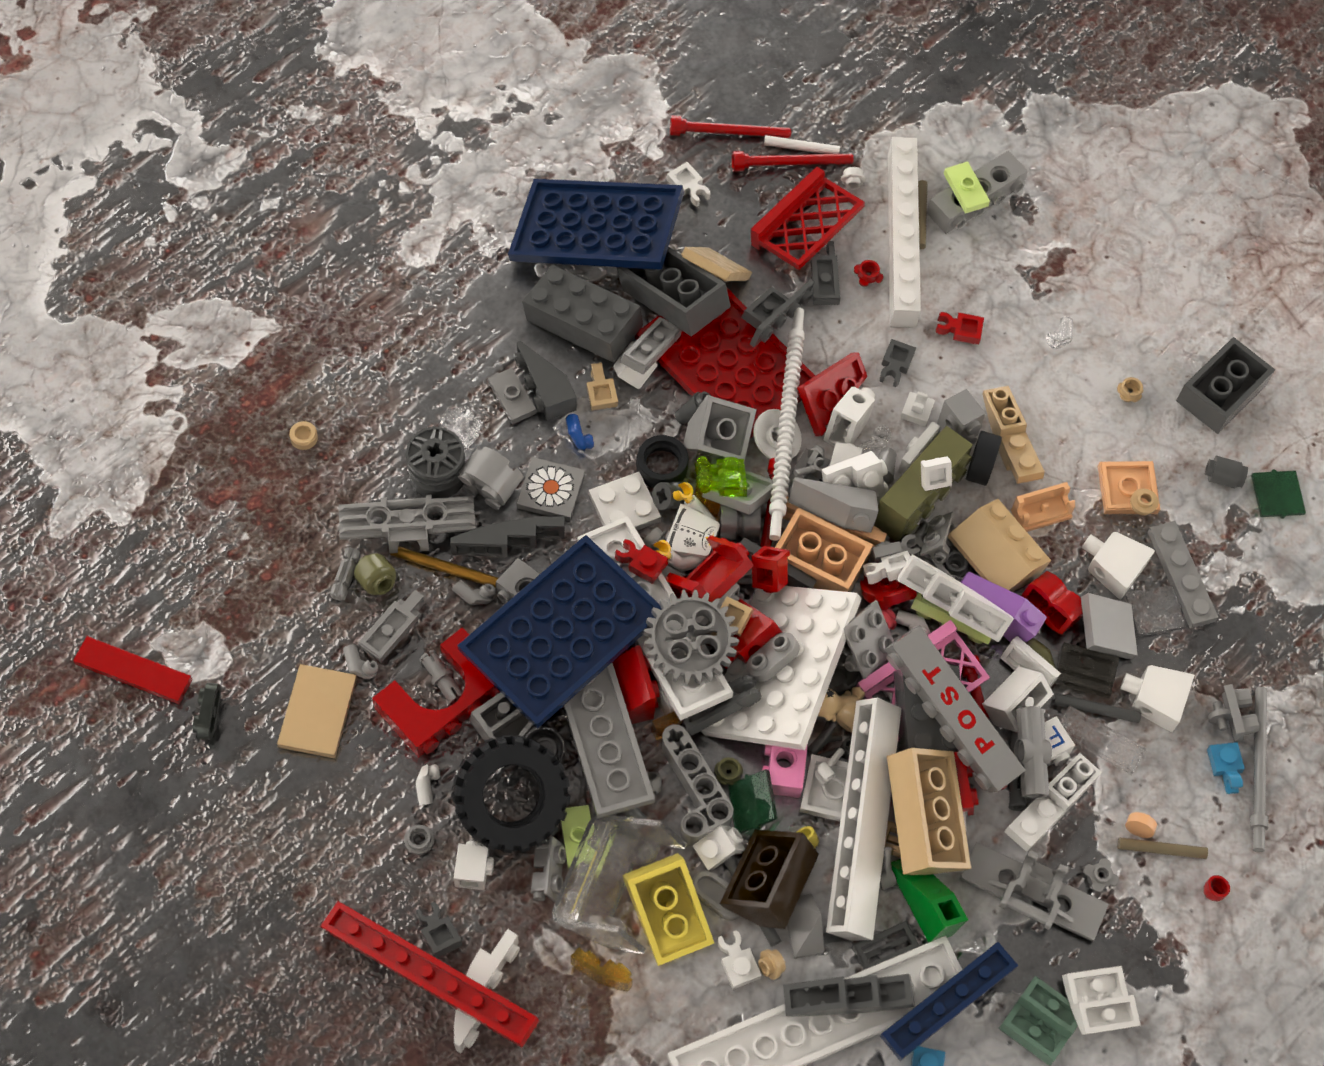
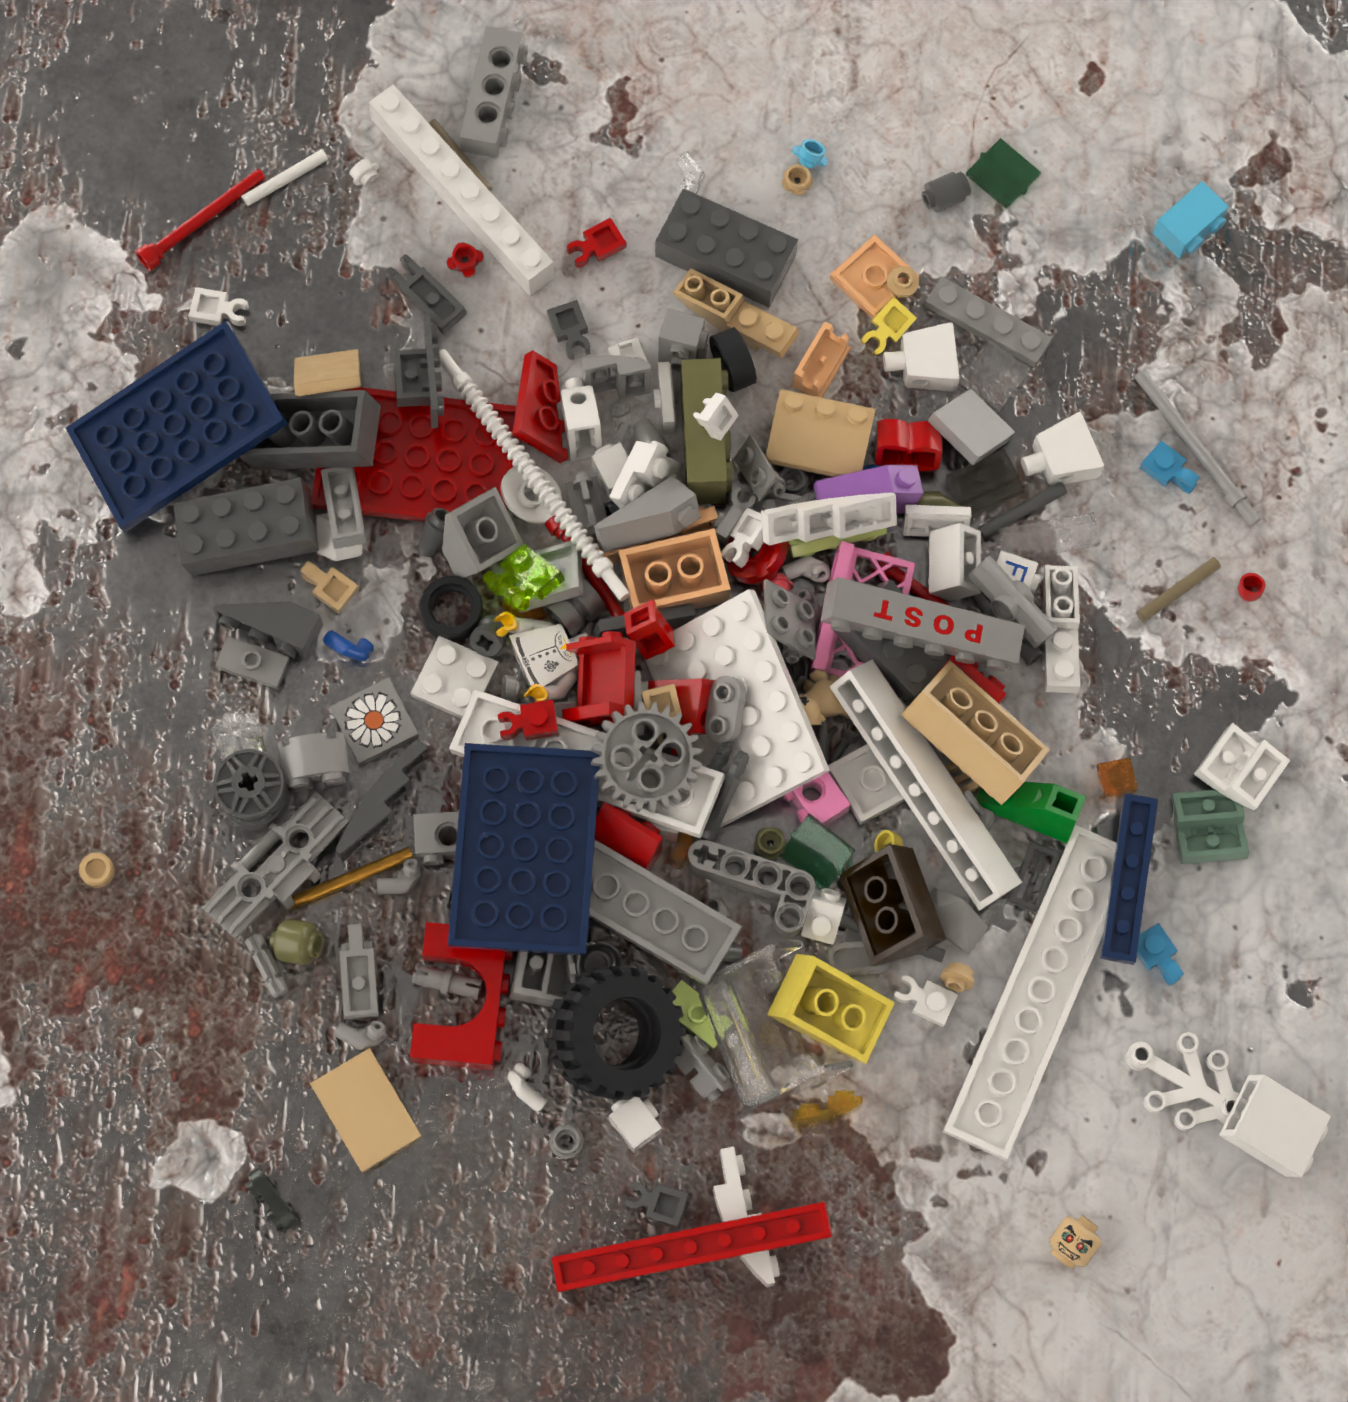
camera: 40 degrees left, 10 degrees up
(133, 670) = (162, 1224): red tile -> none
(742, 160) = (244, 242): red piece -> none
(787, 210) = (336, 260): red fence -> none
(812, 469) = (595, 501): light grey hand -> none
(824, 772) = (854, 772): white hand -> none
(848, 996) = (1046, 948): dark grey slope -> none
(899, 406) = (608, 372): none -> light grey slope
(966, 187) = (483, 98): yellowish green plate -> none
(1005, 931) = (1116, 777): none -> clear orange tile
(1038, 885) = (1110, 711): light grey piece -> none
(1044, 392) = (726, 247): none -> dark grey brick
(1096, 882) = (1154, 667): light grey plate -> none
(1112, 520) = (890, 323): none -> light yellow plate
(1141, 825) = (1146, 585): light nougat tile -> none
(1154, 381) = (810, 153): none -> medium azure plate
(1225, 385) = (877, 106): dark grey brick -> none
(1239, 725) = (1150, 423): light grey hips -> none

